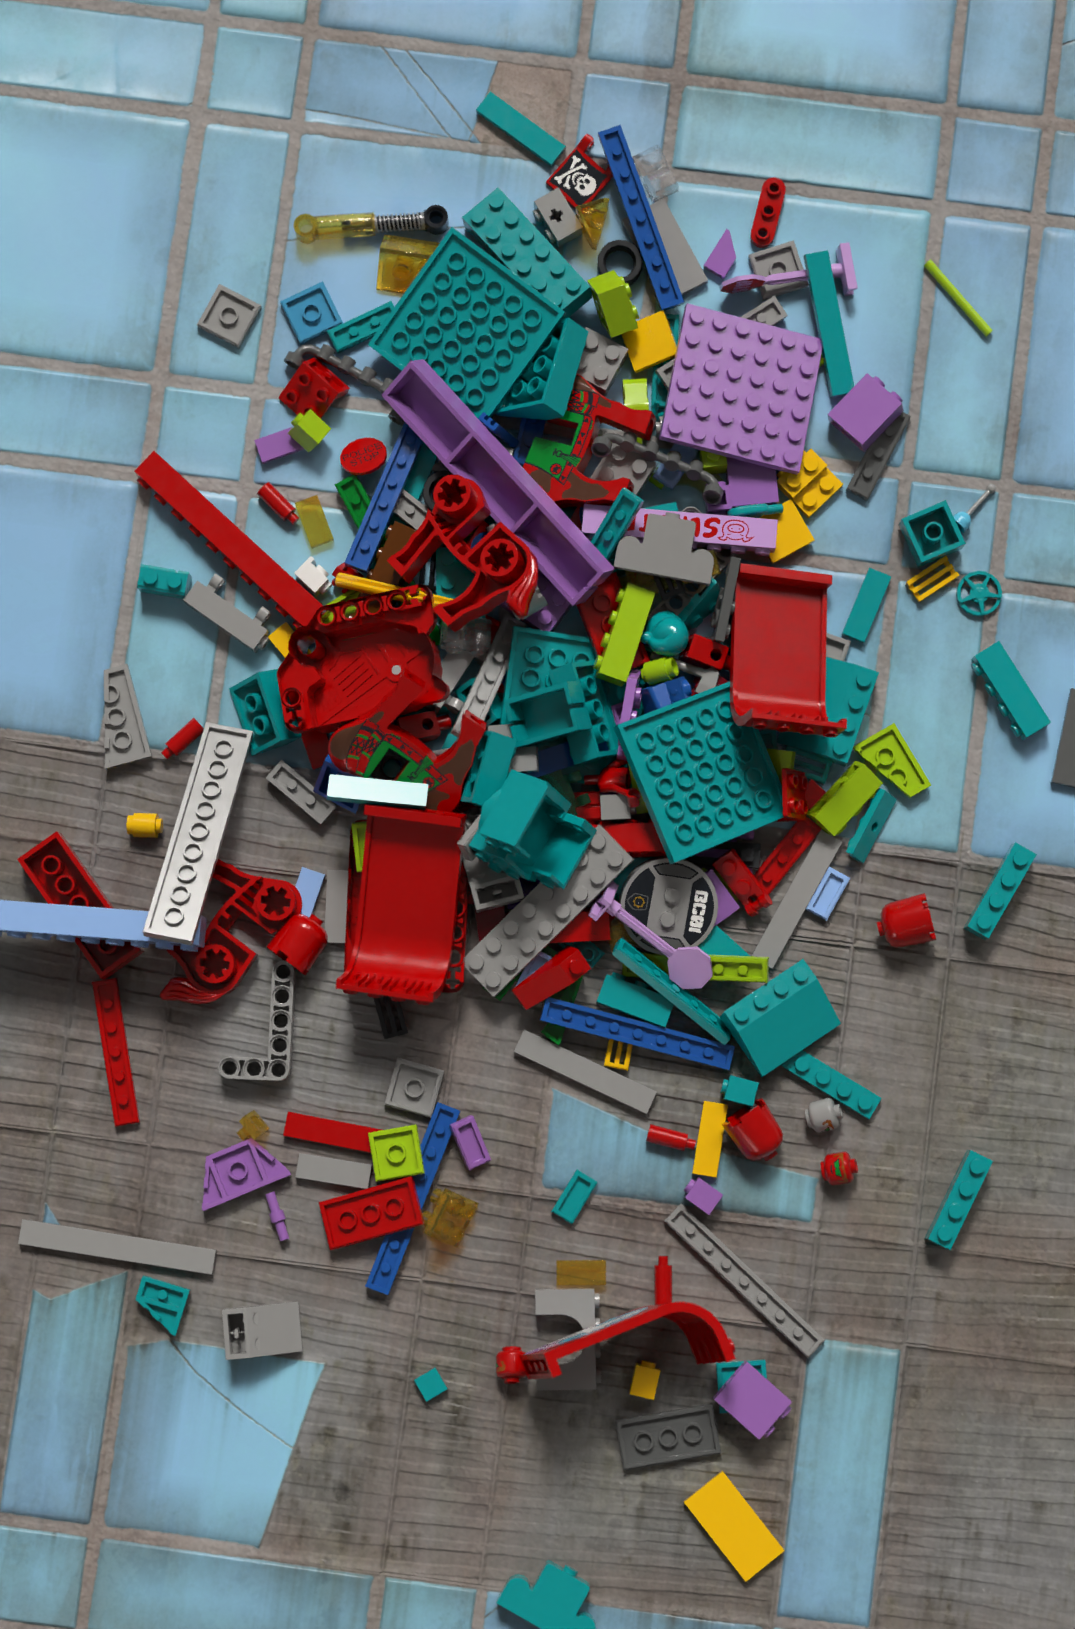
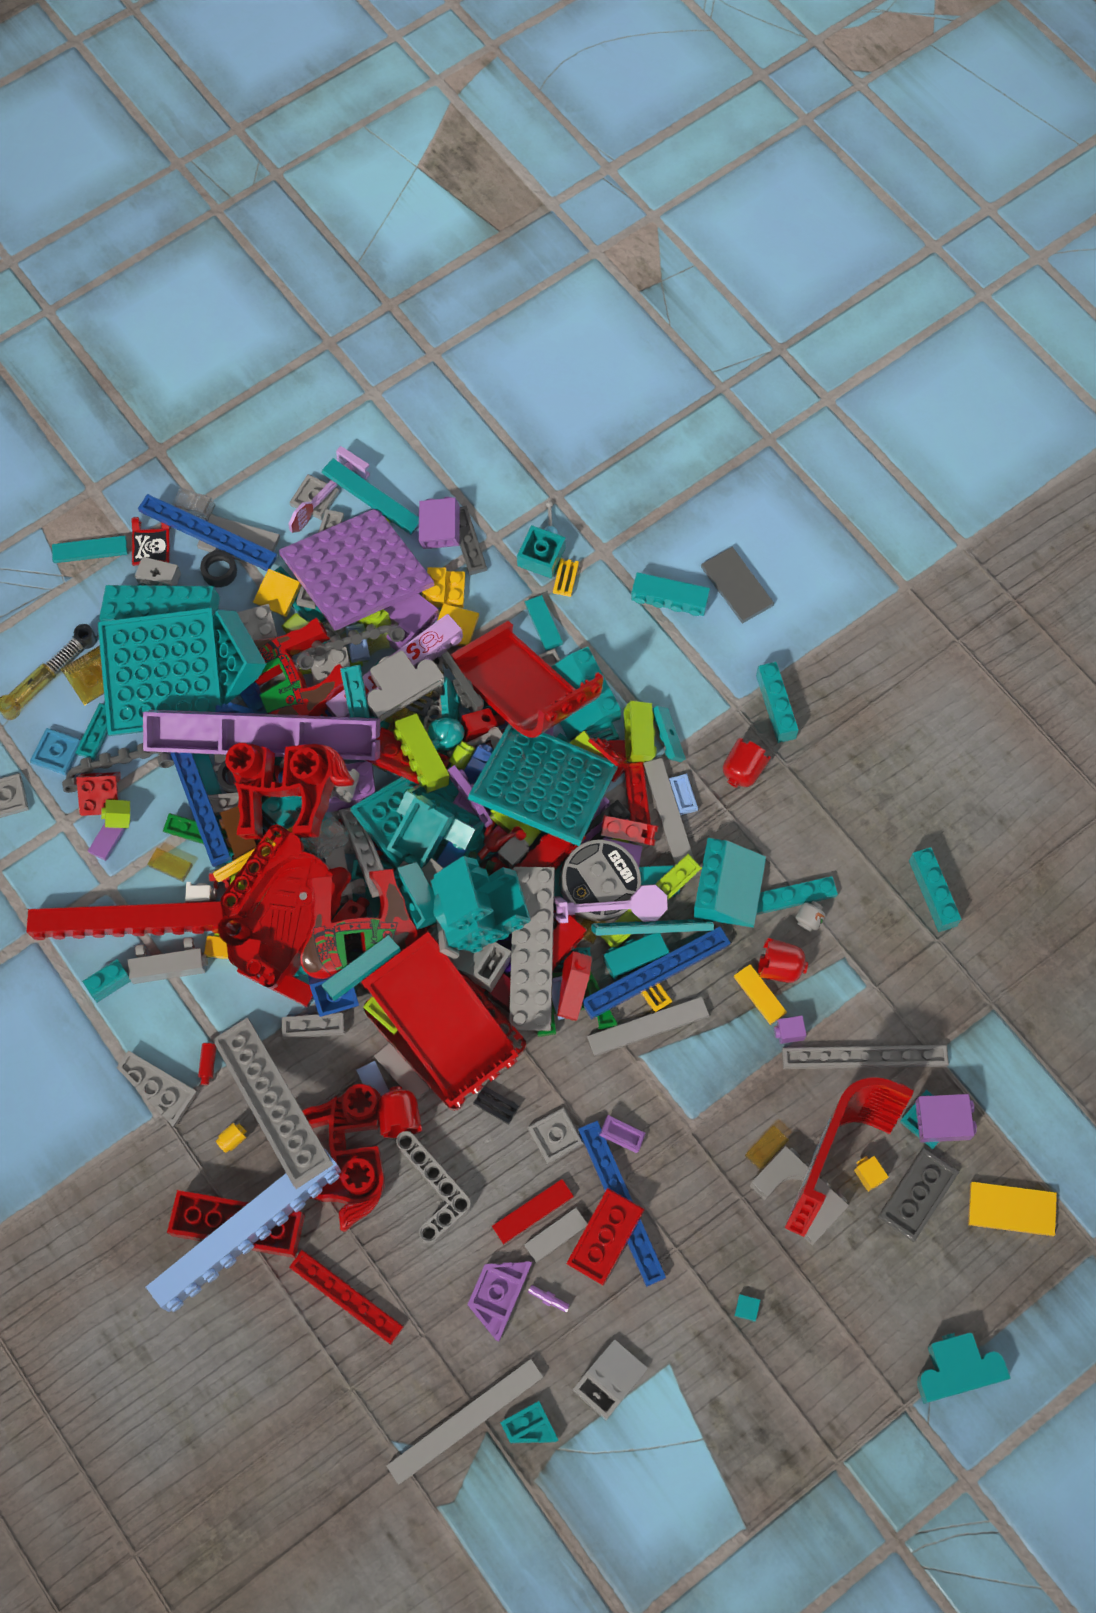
camera: 45 degrees left, 15 degrees down
(252, 1125) = (478, 1256): clear yellow tile -> none
(261, 711) = (241, 997): teal slope -> none
(278, 503) = (137, 873): red cylinder -> none
(363, 456) = (165, 800): red piece -> none
(396, 1153) = (584, 1183): lime tile -> none
(449, 1217) = (656, 1190): clear yellow plate -> none
(510, 1365) = (783, 1244): red head -> none
(574, 1196) = (716, 1106): teal tile -> none
(592, 219) = (177, 555): clear yellow slope -> none
(613, 303) = (236, 587): lime brick -> none
(662, 1281) = (818, 1102): red cylinder -> none
(669, 1138) = (736, 1016): red cylinder -> none
(722, 256) = (275, 516): medium lavender tile -> none
(739, 1090) = (748, 948): teal brick -> none
(755, 511) = (433, 618): teal piece -> none
(764, 221) = (281, 478): red plate -> none
(838, 1168) = (850, 937): red head -> none
(894, 760) = (645, 688): lime wing -> none
(958, 298) = (430, 426): lime bar -> none
(979, 593) = (599, 562): teal wheel -> none

